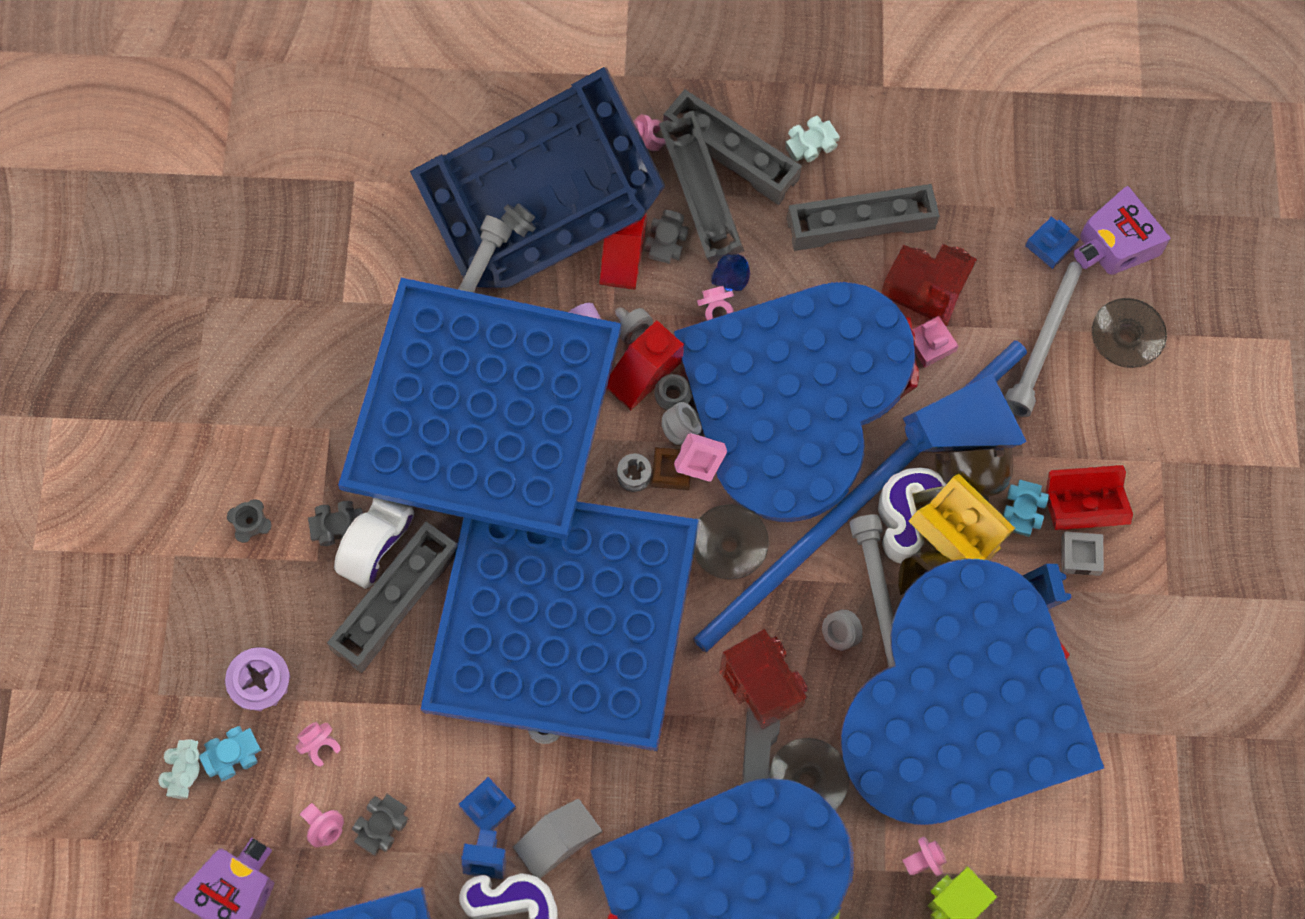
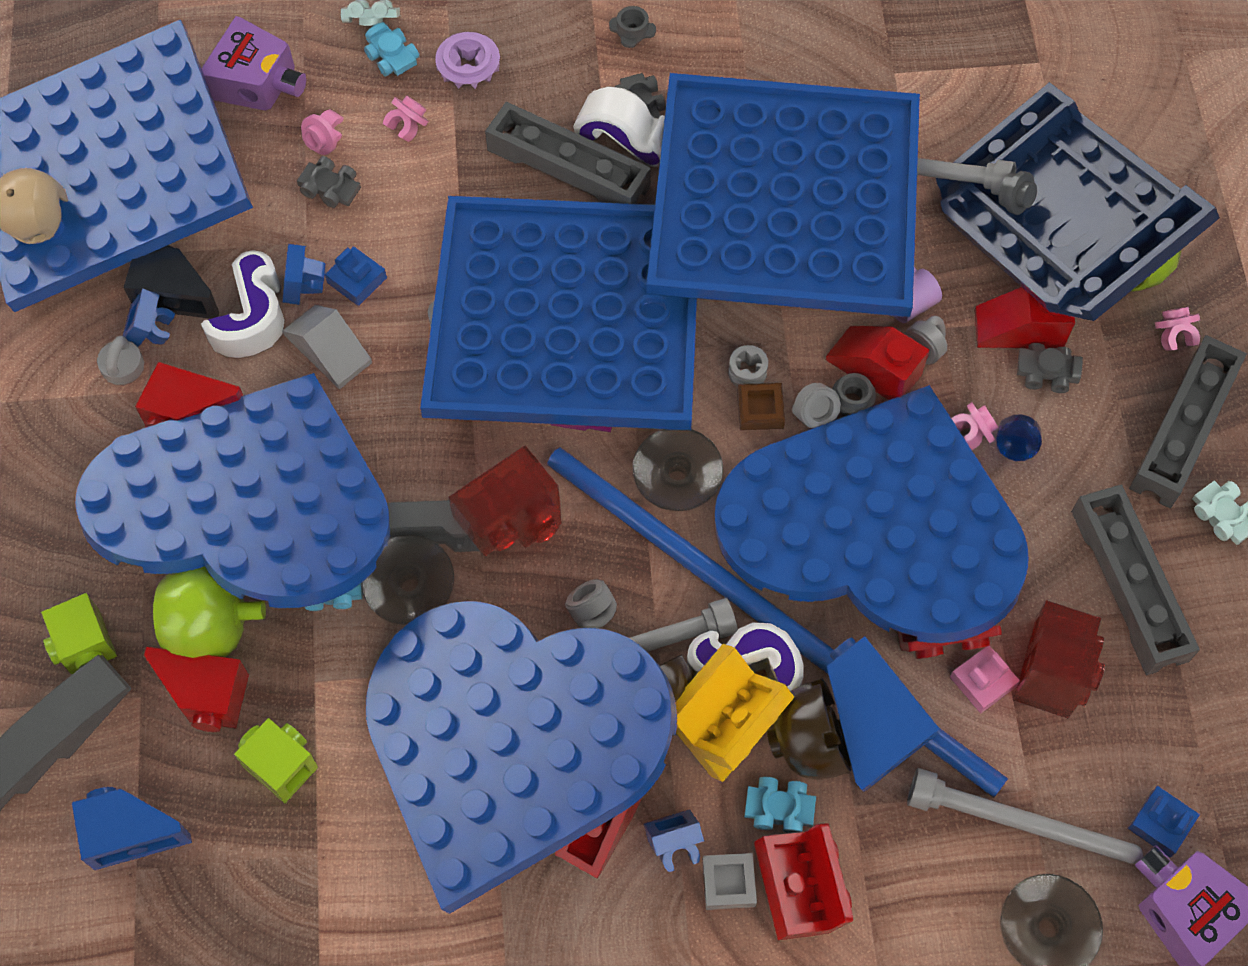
camera: 85 degrees right, 5 degrees down
(700, 457) = (772, 421): bright pink tile -> none
(701, 187) = (1120, 386): dark grey piece -> none
(930, 856) = (326, 719): bright pink plate -> none

